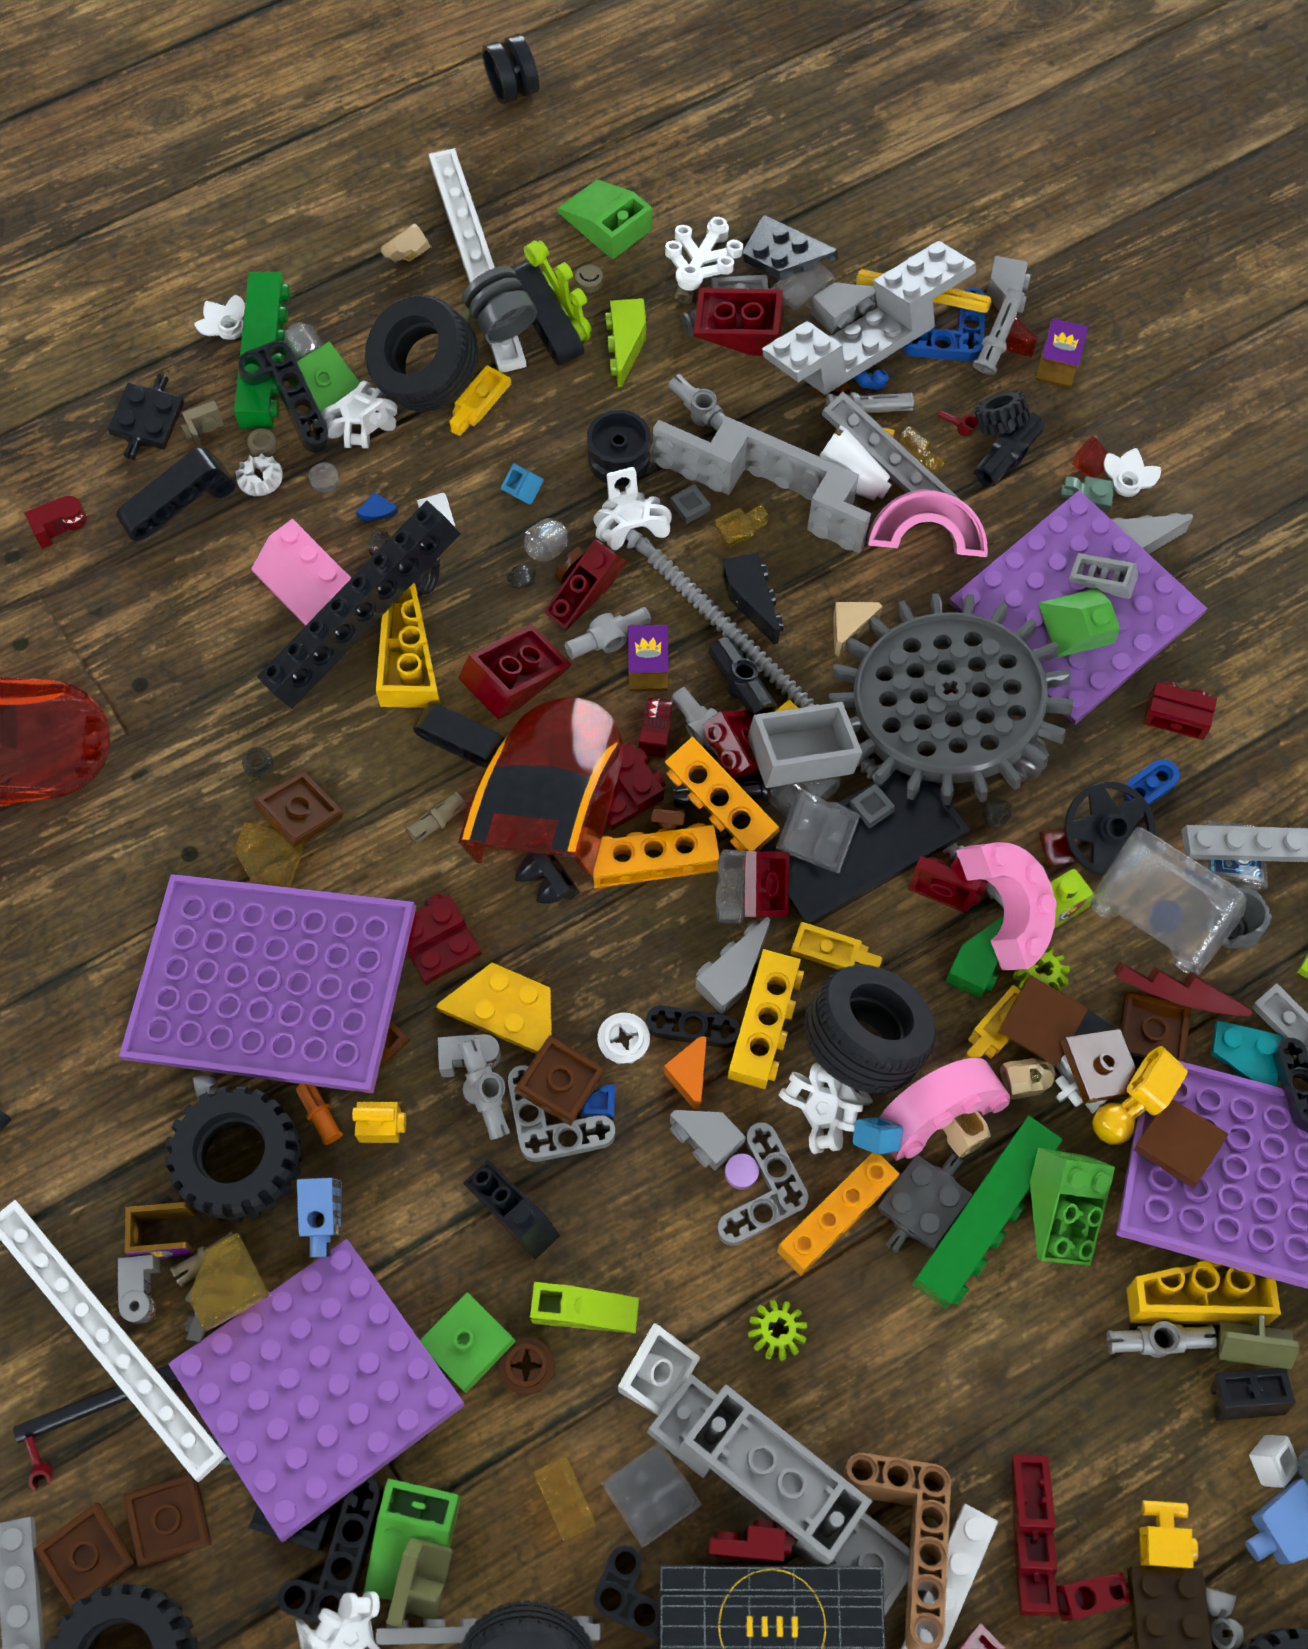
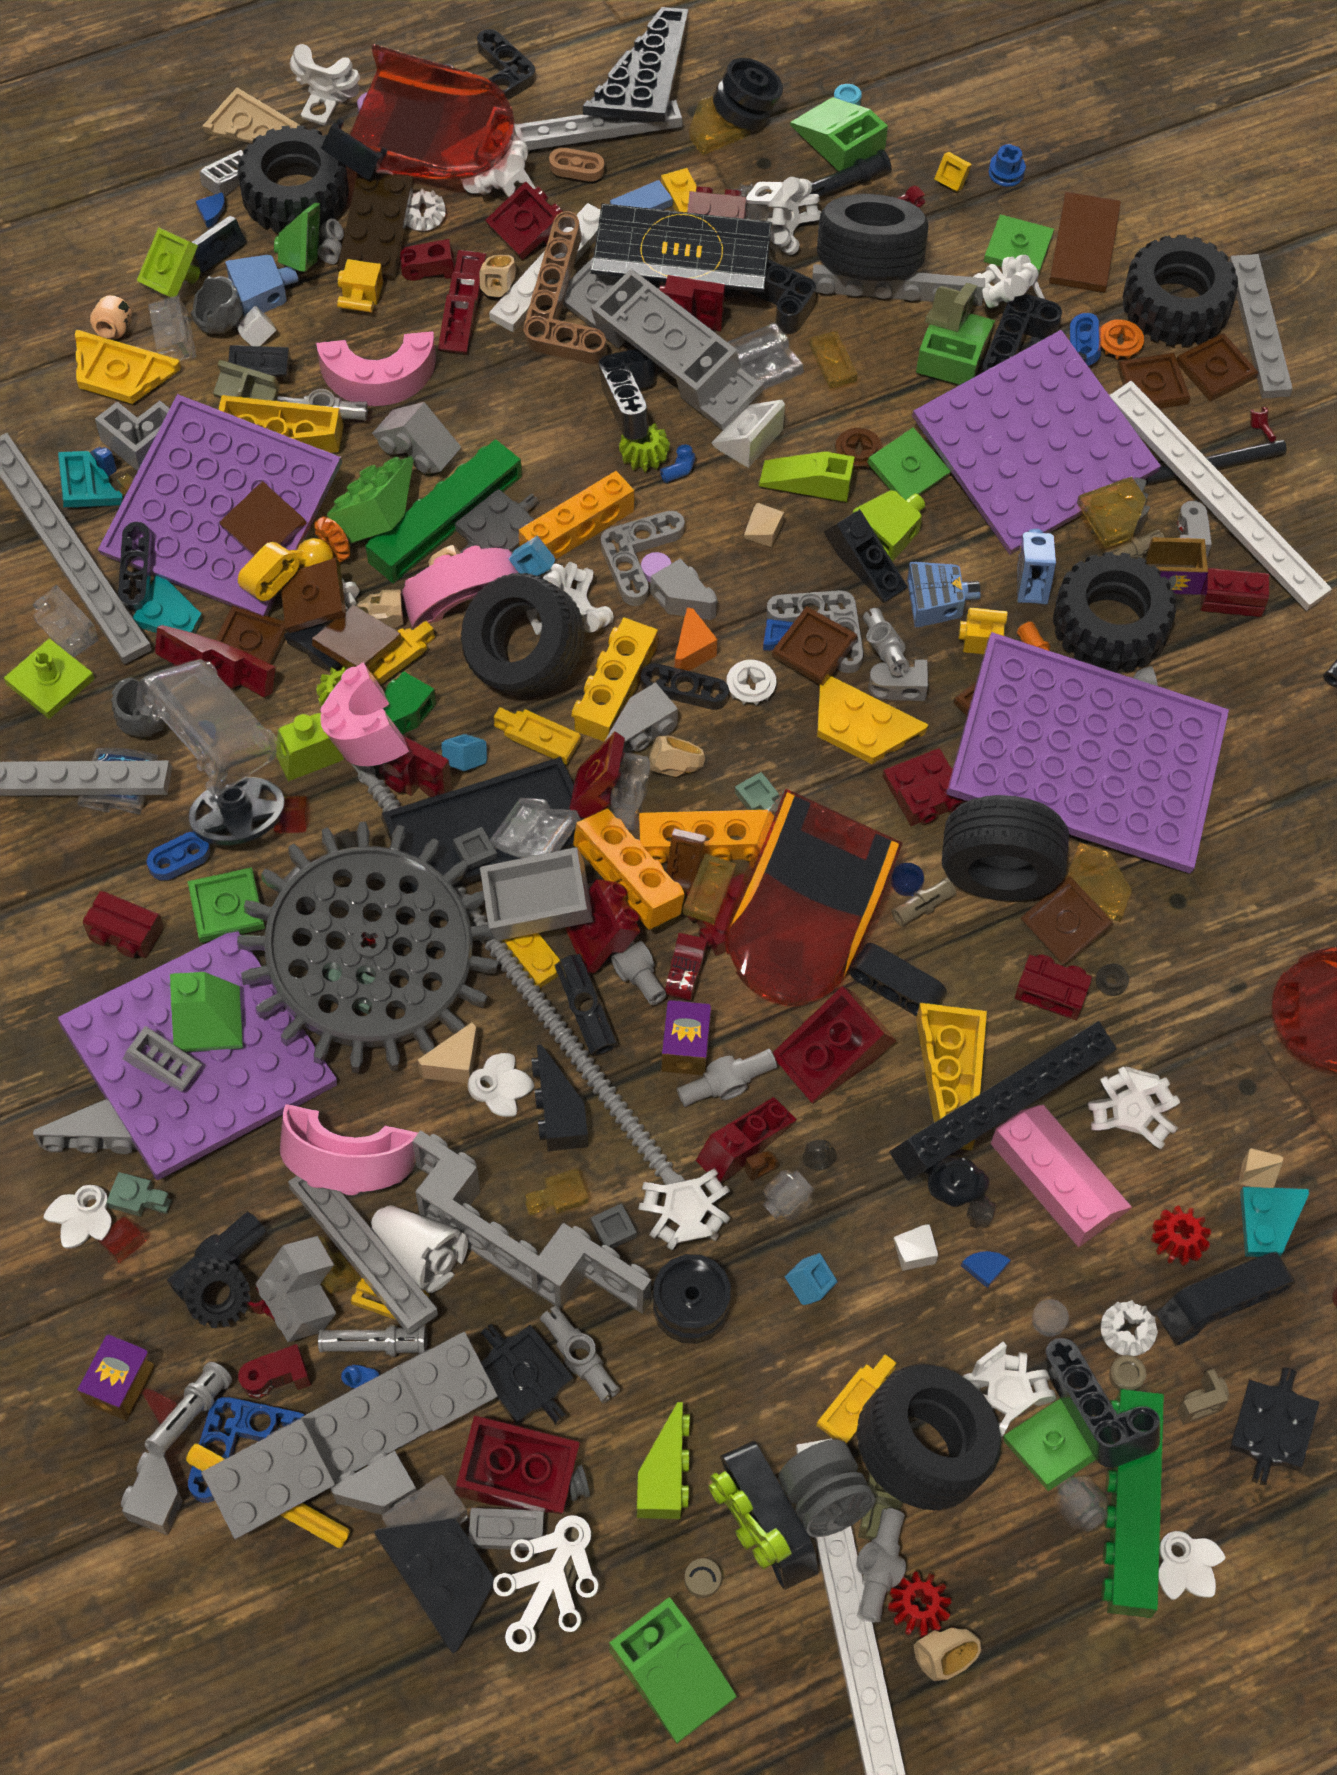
camera: 175 degrees left, 5 degrees down
(95, 1204) = (1235, 592): none -> dark red brick
(131, 571) = (1269, 1218): none -> teal wing
(137, 604) = (1260, 1169): none -> tan slope
(190, 1596) = (1132, 339): none -> orange gear
(210, 542) = (1172, 1242): none -> red gear
(240, 645) = (1134, 1106): none -> white piece
(249, 1572) = (1086, 336): none -> blue plate
(313, 744) = (1053, 986): none -> dark red brick
(356, 835) = (1005, 848): none -> black tyre
(426, 271) = (910, 1613): none -> red gear
(427, 1167) = (938, 592): none -> medium blue torso
(448, 843) = (907, 879): none -> clear blue tile
(458, 277) = (880, 1565): none -> light grey pin
(484, 1257) = (894, 520): none -> lime torso
(603, 906) = (757, 793): none -> sand green plate
(627, 1239) = (764, 525): none -> tan slope
(641, 779) = (709, 888): none -> clear yellow plate
(692, 938) = (675, 756): none -> tan rock
(730, 1314) = (682, 466): none -> blue arm
(746, 391) = (525, 1374): none -> black plate
(802, 611) = (505, 1084): none -> white plate
(809, 1384) = (620, 380): none -> black beam
(904, 924) = (465, 752): none -> dark azure slope
(939, 417) = (294, 1288): none -> light grey brick
(940, 374) = (272, 1371): none -> dark red leg
(999, 1581) = (497, 275): none -> tan rock
(1042, 1296) = (420, 435): none -> light grey brick
(1094, 743) = (220, 904): none -> bright green plate
(1100, 1148) = (335, 537): none -> orange gear
(1105, 1383) = (381, 380): none -> bright pink brick
(1260, 1589) = (300, 240): none -> bright green slope

